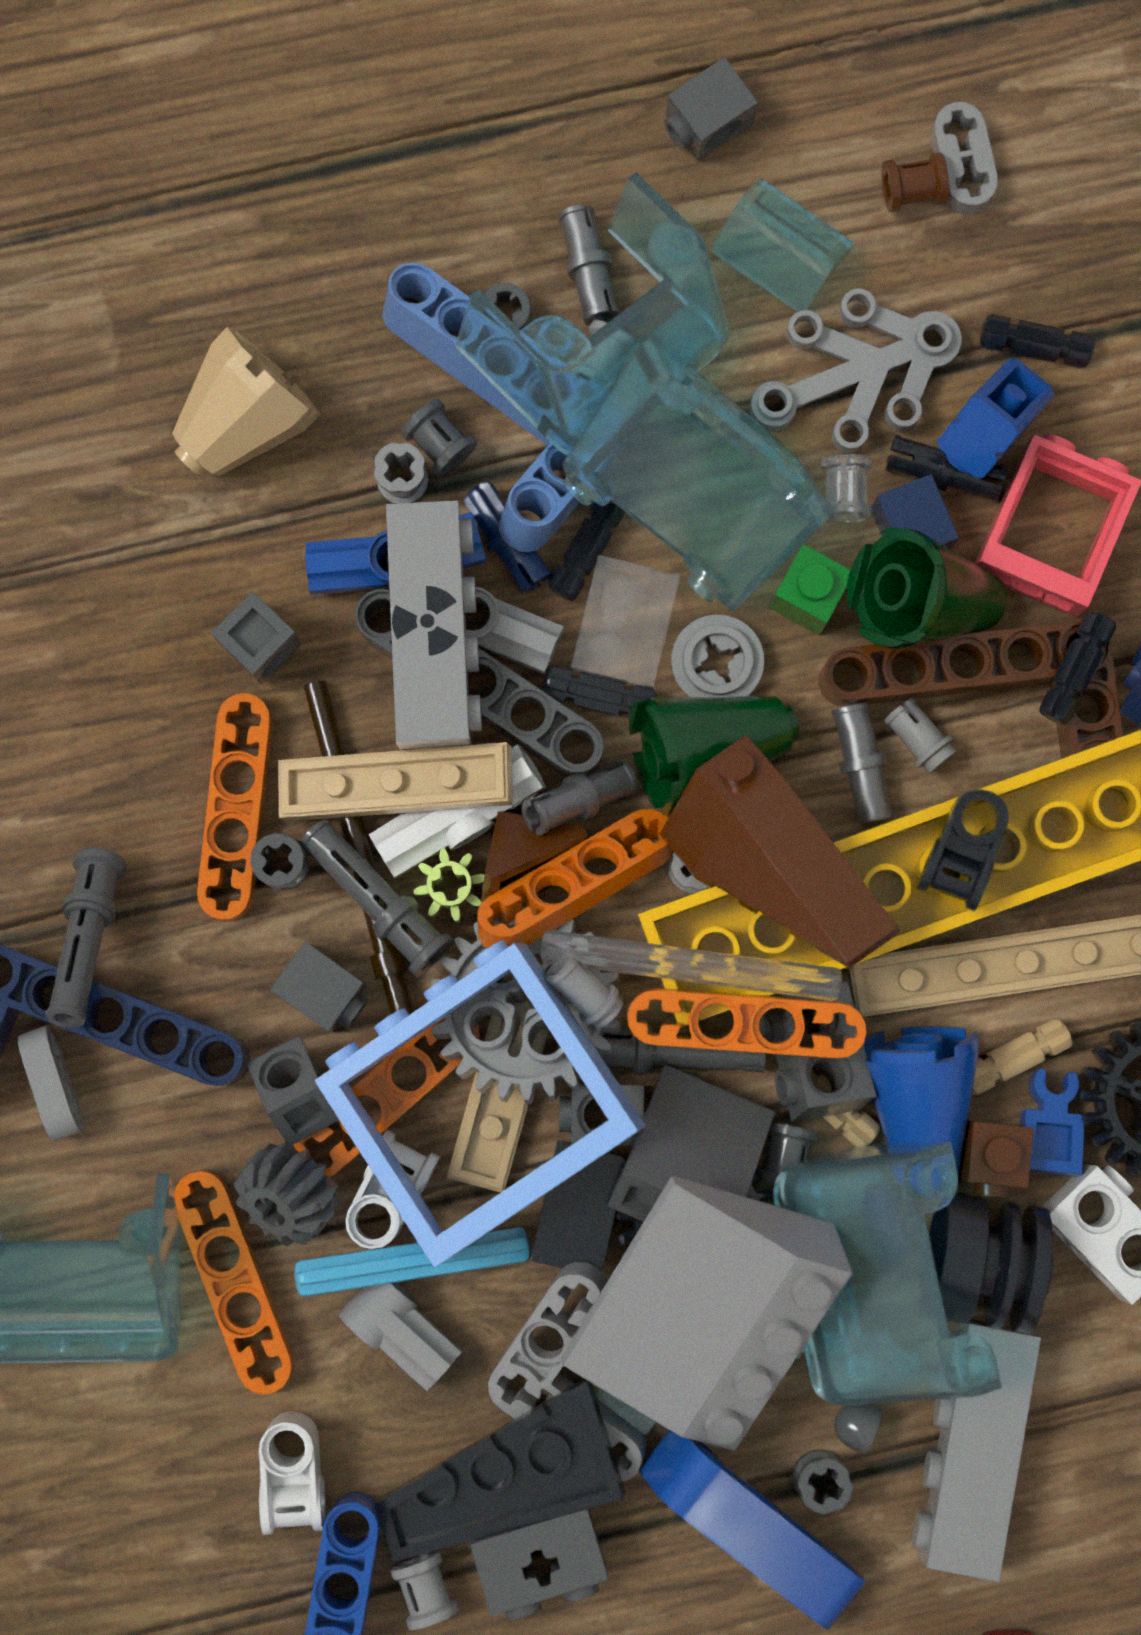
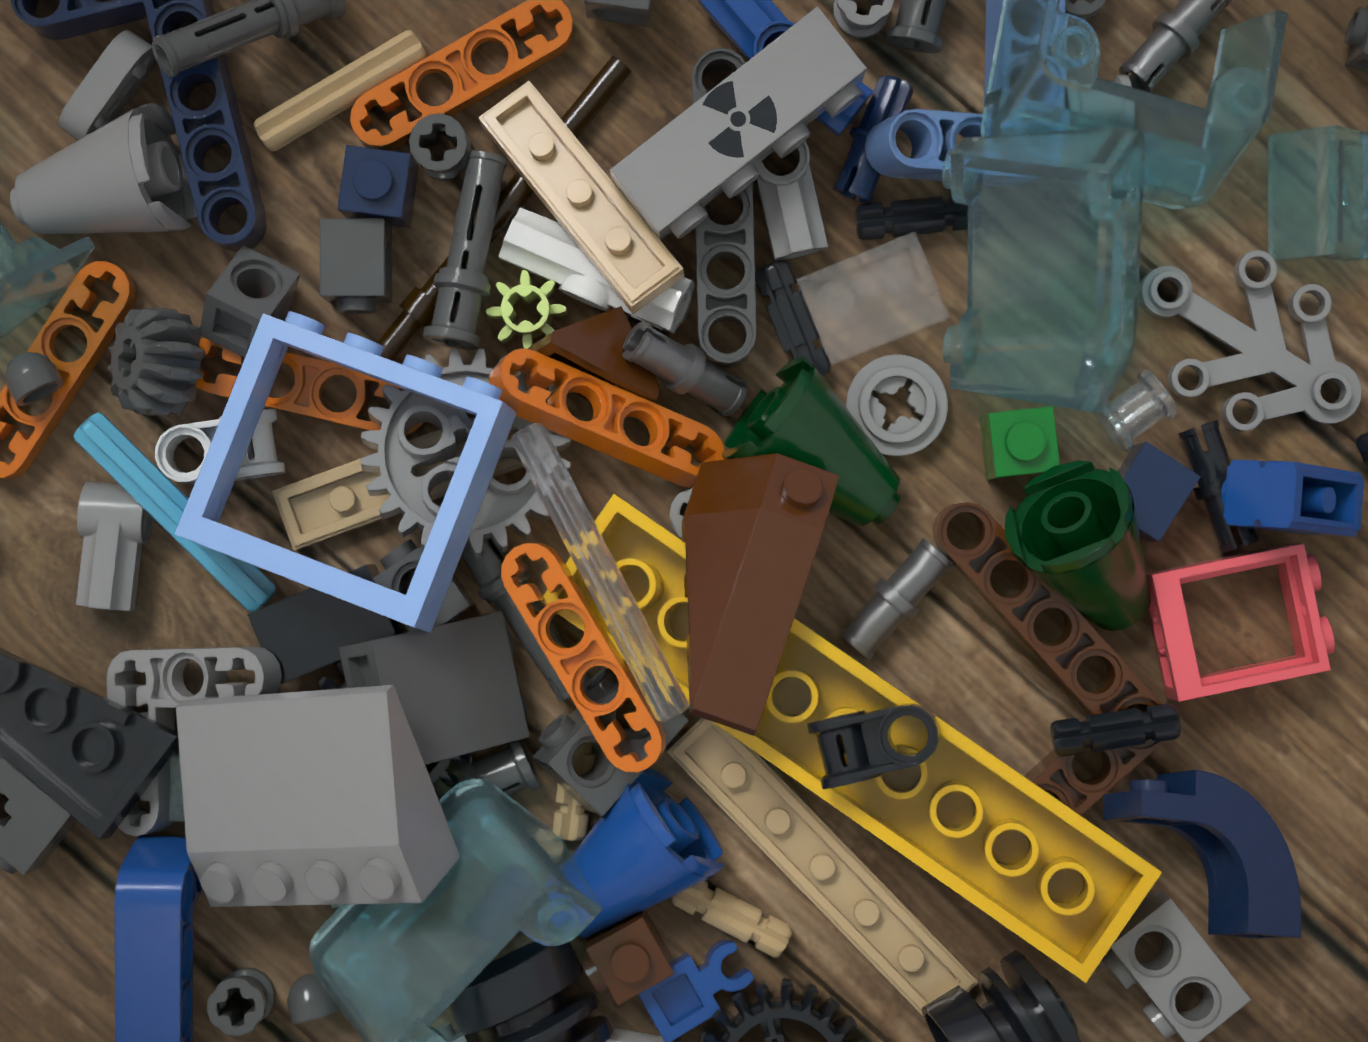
camera: 60 degrees right, 5 degrees up
(124, 1131) = (110, 181): none -> light grey cone
(180, 909) = (337, 91): none -> tan axle
(230, 1298) = (31, 378): none -> dark grey hinge
(275, 929) = (378, 185): none -> dark blue brick
(593, 998) = (509, 494): light grey pin -> none
(921, 736) = (957, 633): light grey pin -> none

